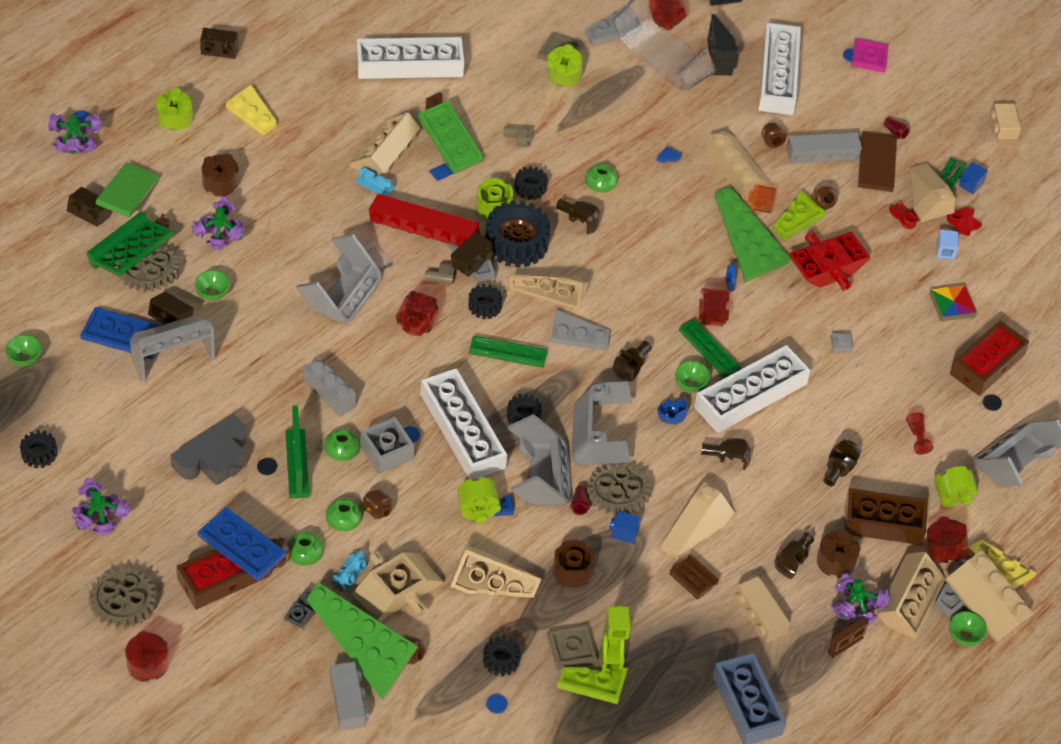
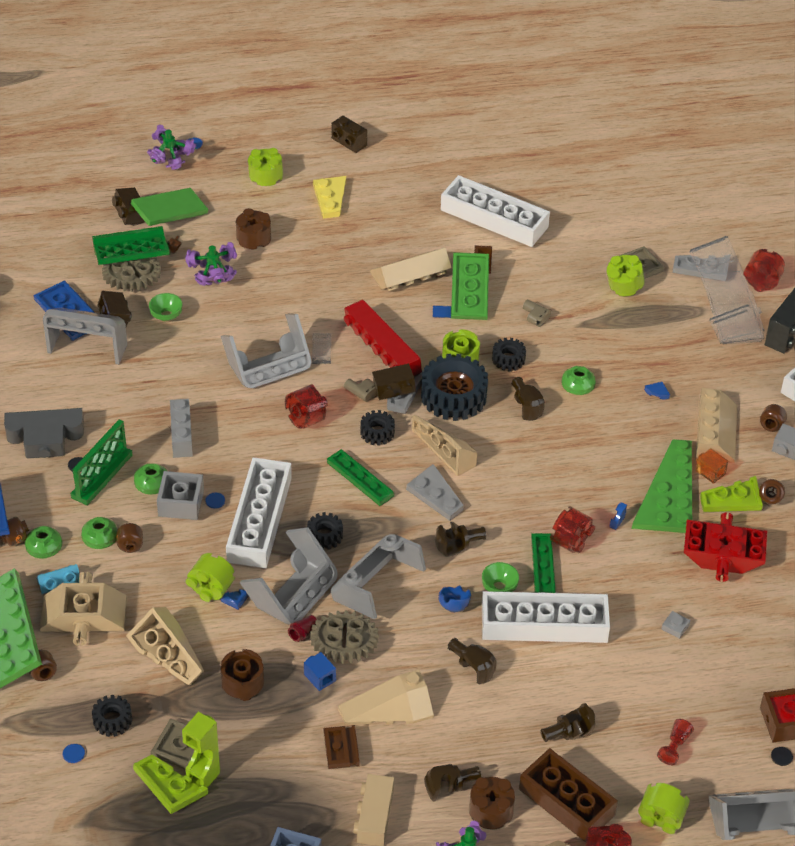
camera: 40 degrees right, 5 degrees down
(374, 183) = (374, 292): medium azure hinge -> none

